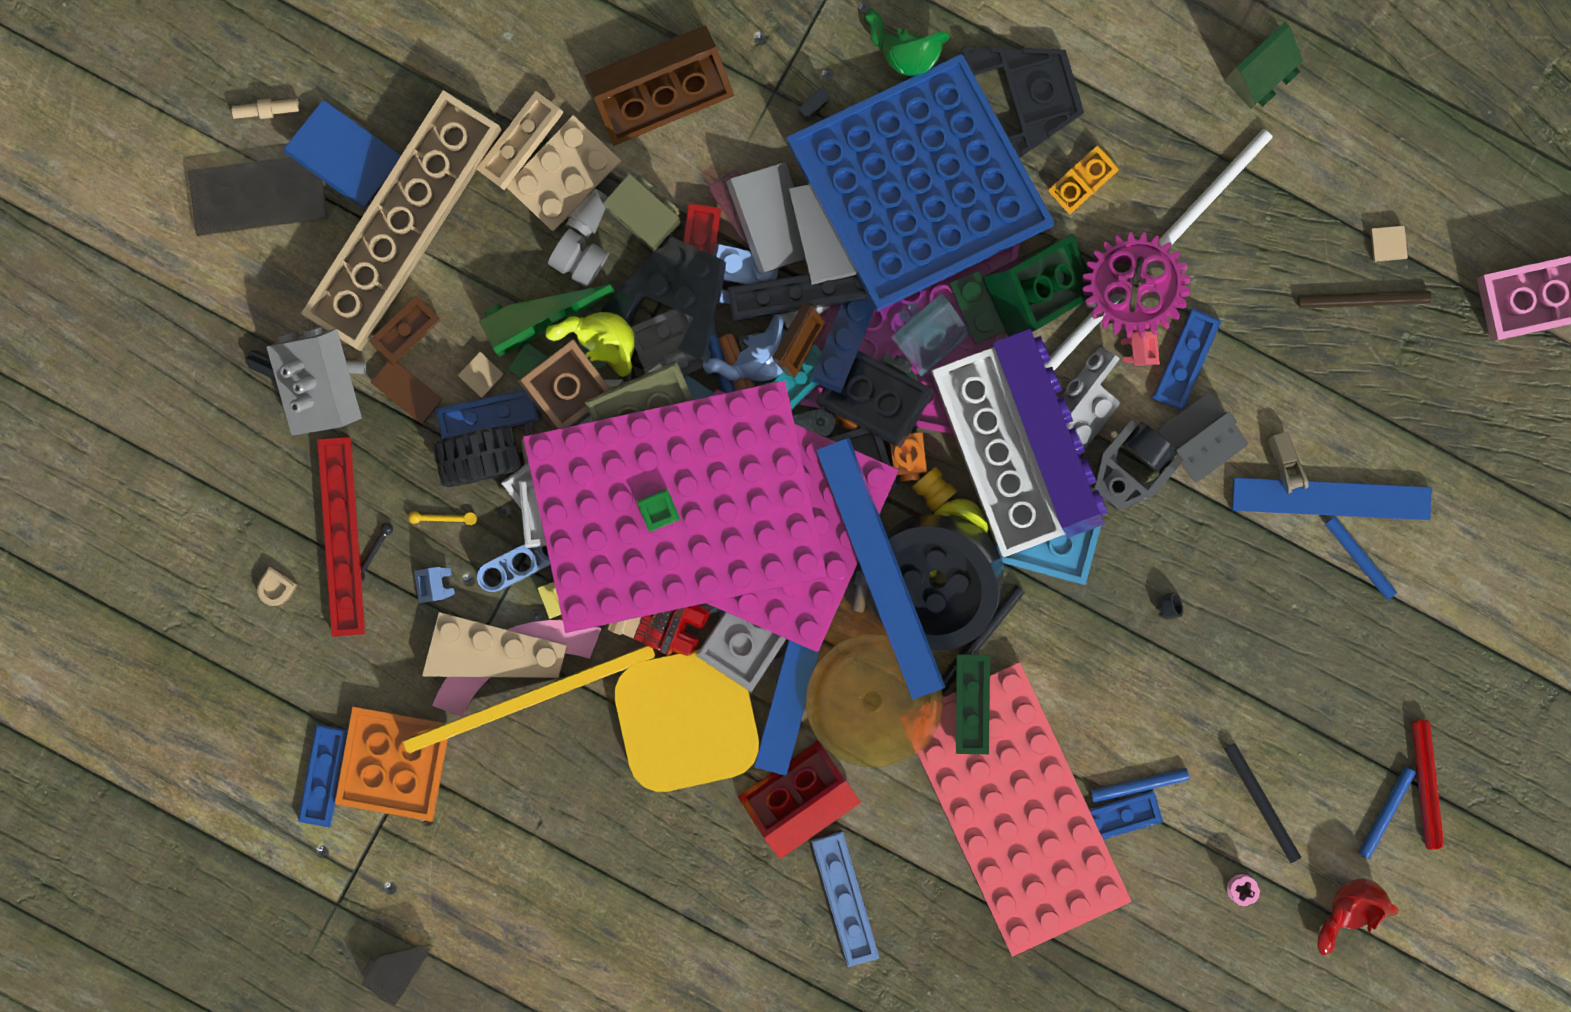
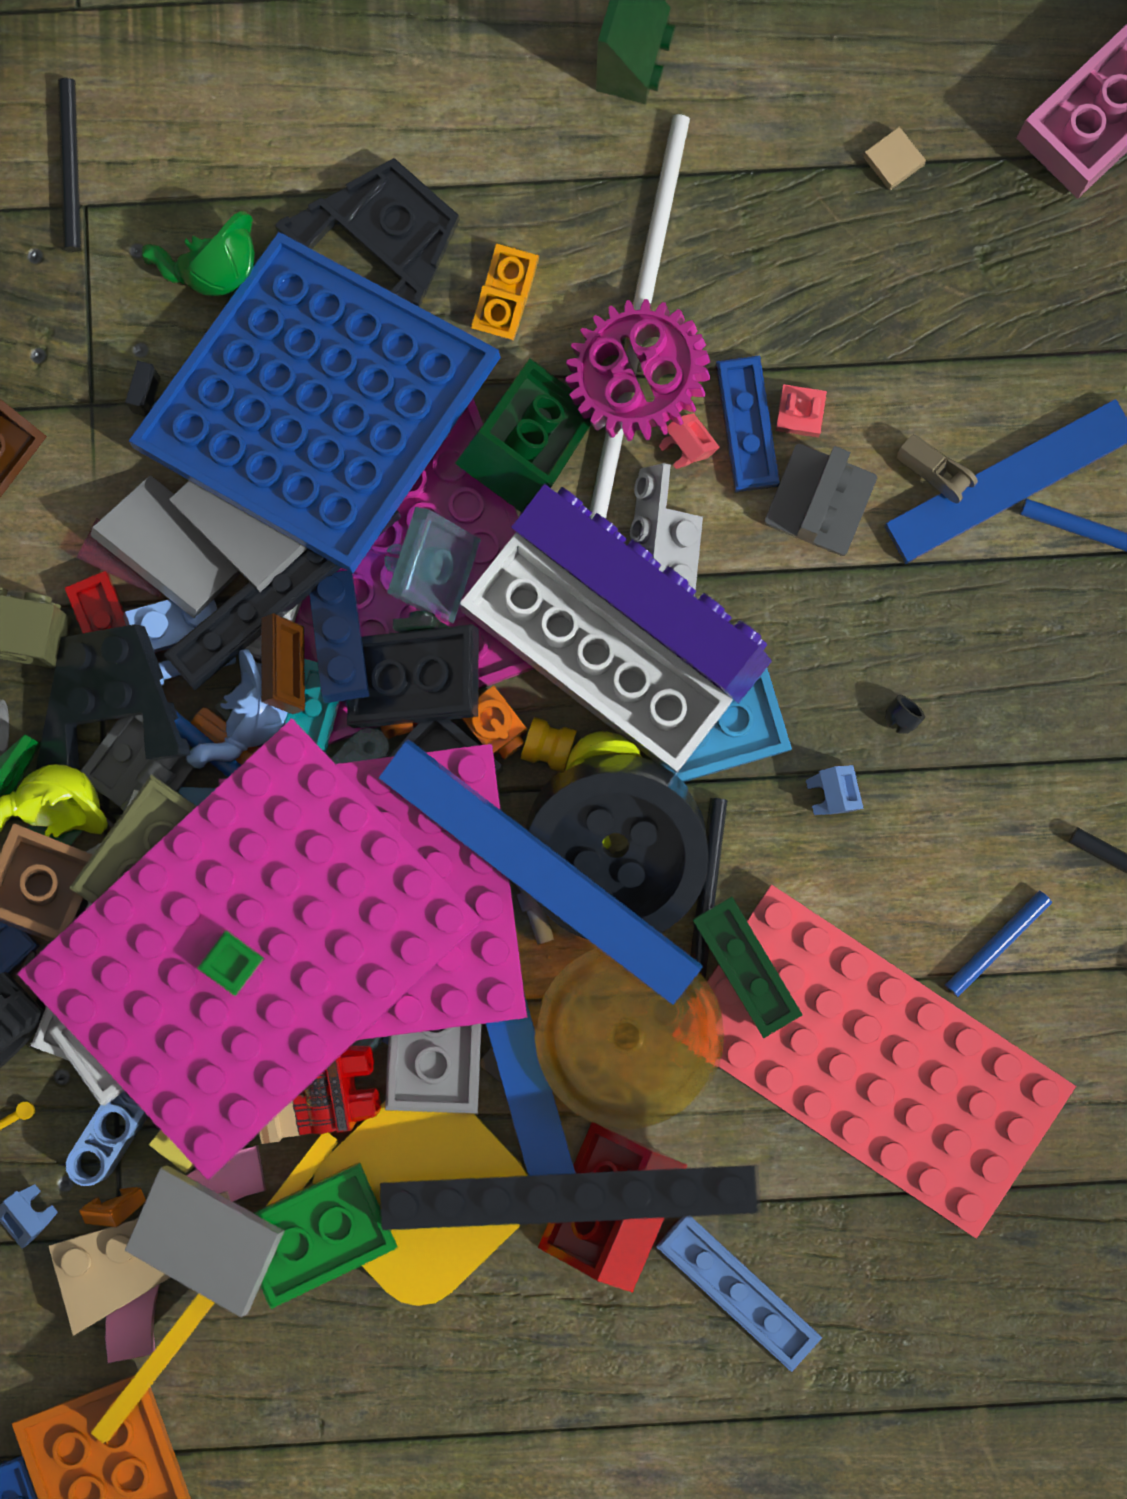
camera: 30 degrees left, 5 degrees down
(489, 614) = (114, 1211): none -> orange tile
(539, 668) = (204, 1241): none -> light grey tile
(607, 705) = (325, 1234): none -> green tile
(778, 778) = (571, 1197): none -> black brick
(977, 307) = (471, 505): dark green plate -> none
(1099, 629) = (839, 788): none -> medium blue tile
(1127, 814) = (1005, 987): blue tile -> none
(1150, 450) = (764, 547): dark grey piece -> none
(1226, 372) = (801, 411): none -> coral tile
(1364, 299) = (906, 236): dark brown bar -> none

